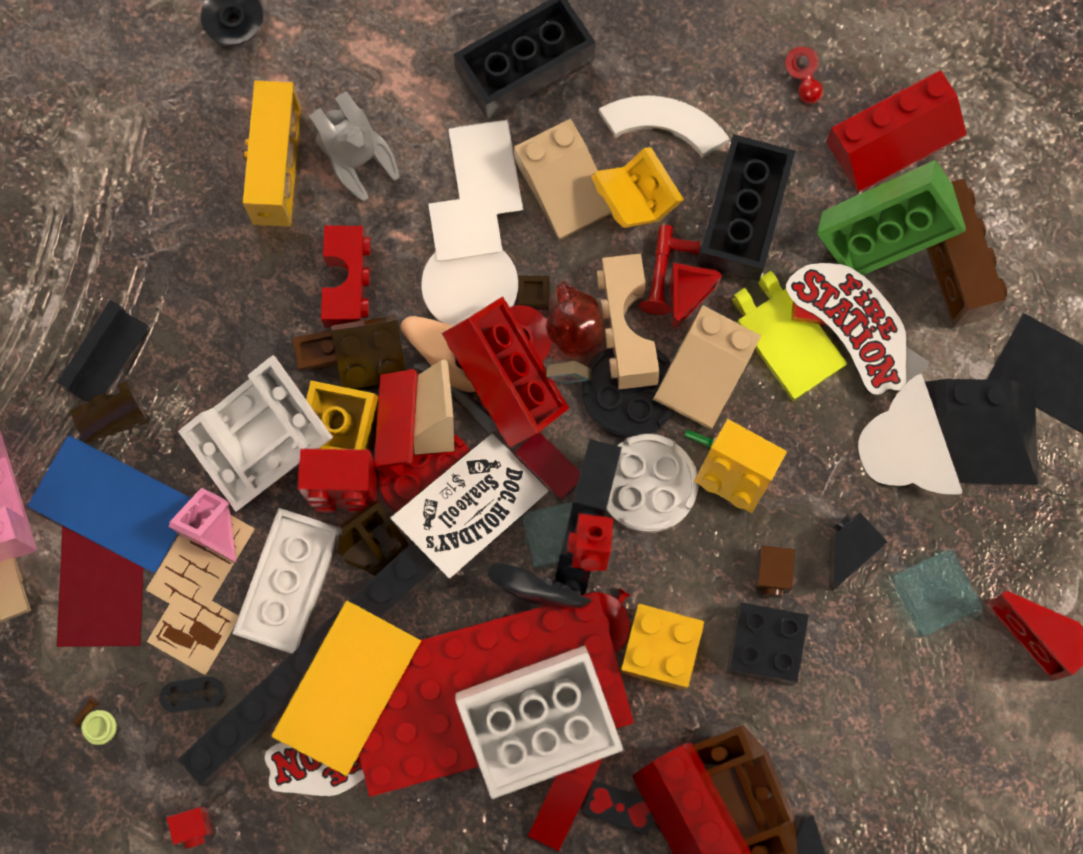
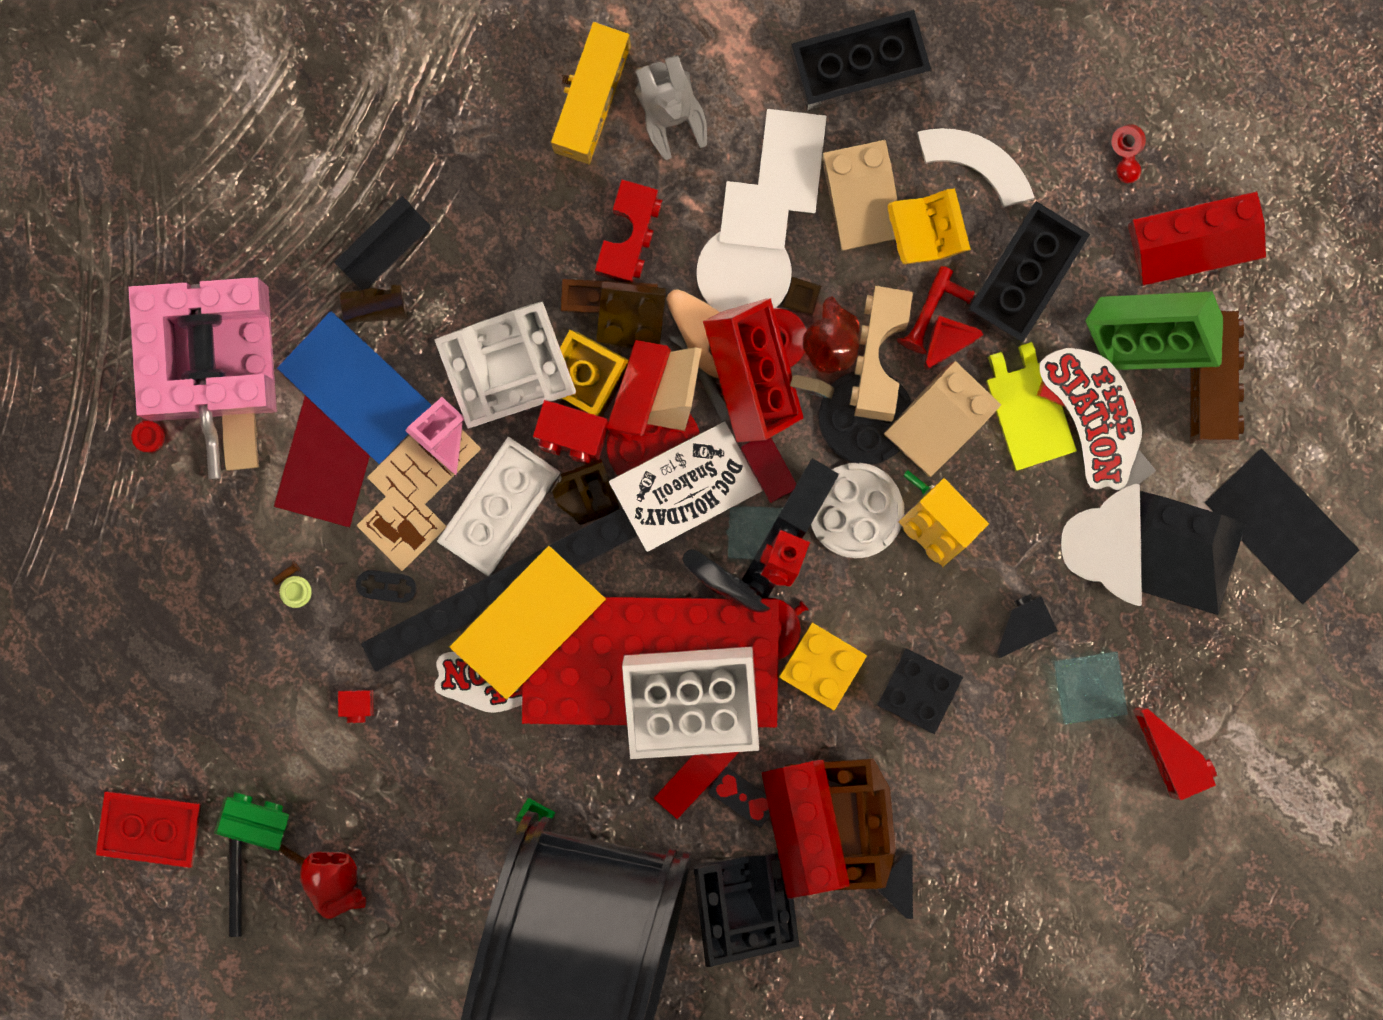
camera: 20 degrees right, 10 degrees up
(775, 571) = (947, 626): reddish brown brick -> none

